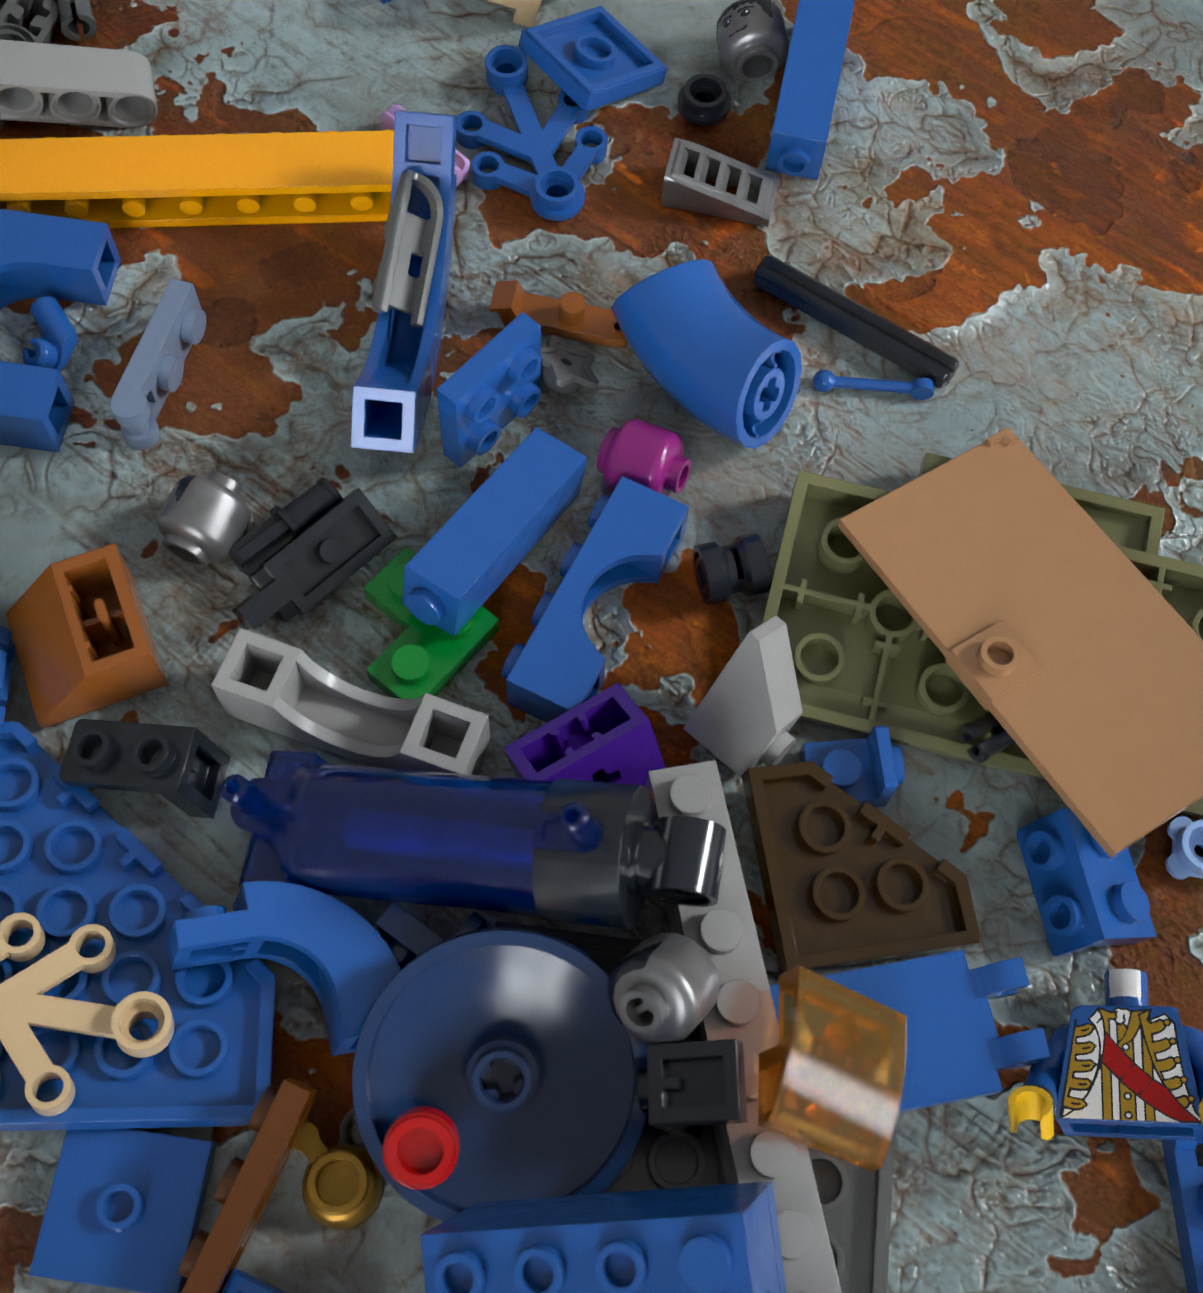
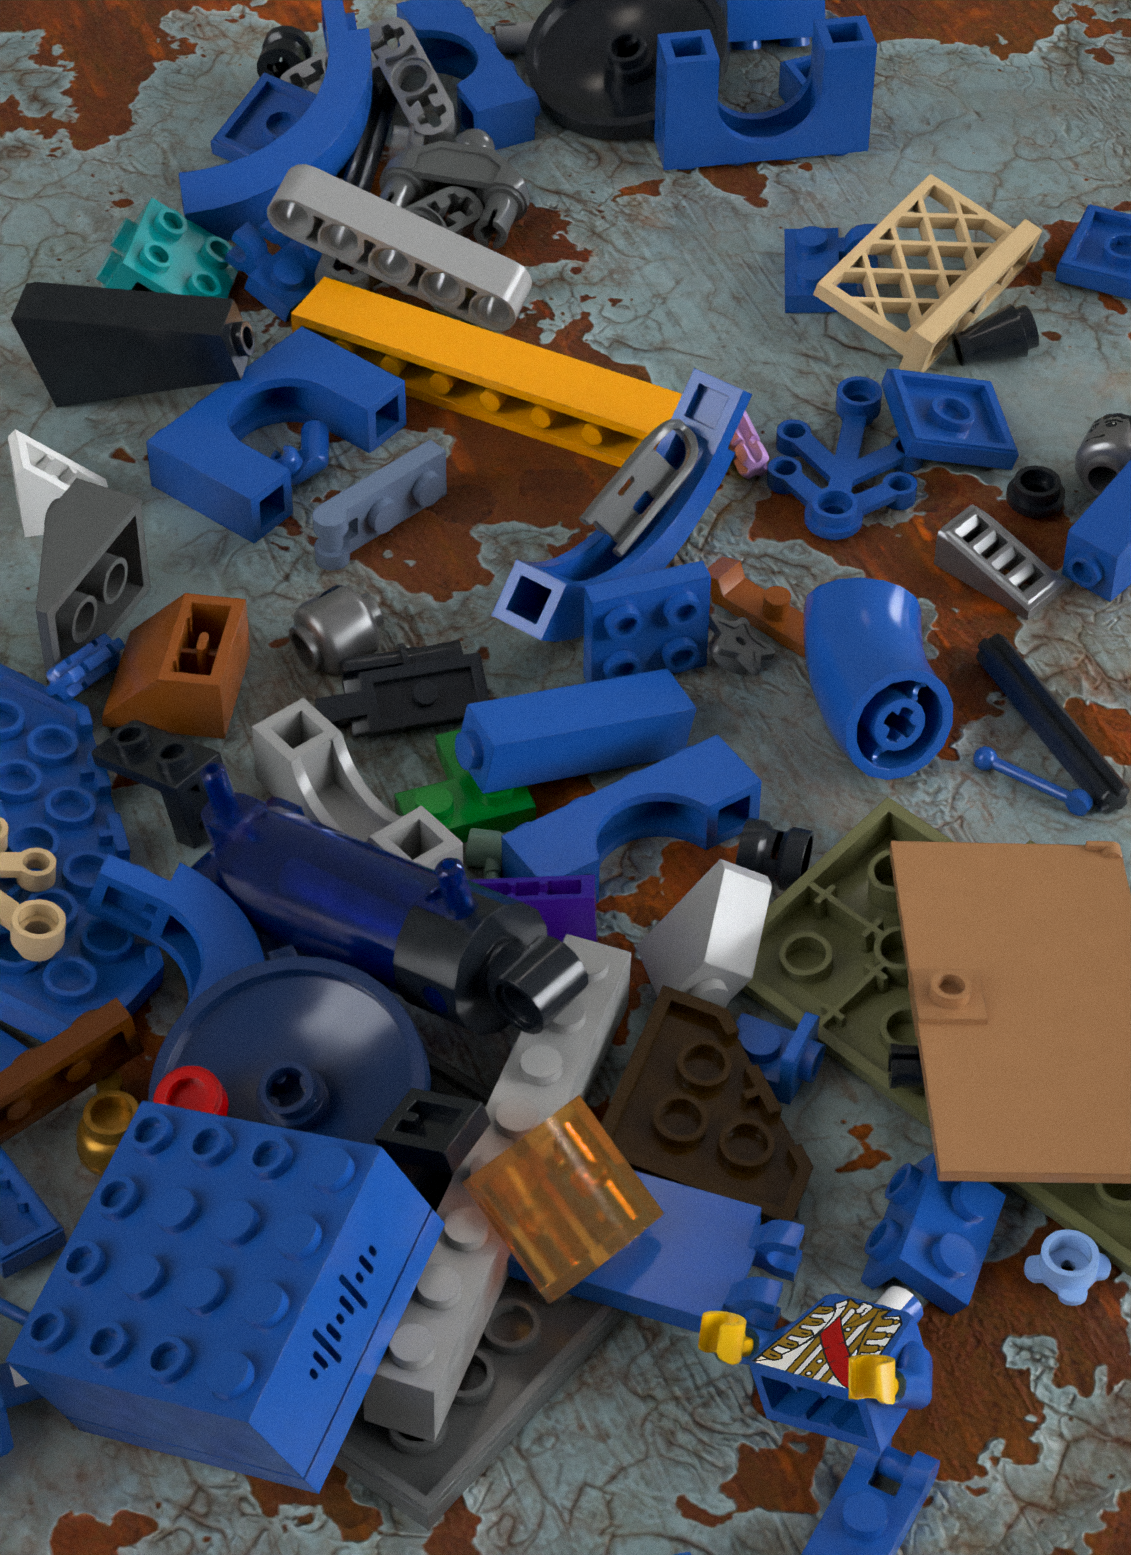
camera: 35 degrees right, 20 degrees down
(485, 686) = (485, 851): none -> sand green hand
(645, 456) = (760, 738): magenta head -> none
(663, 988) = (456, 1056): flat silver head -> none

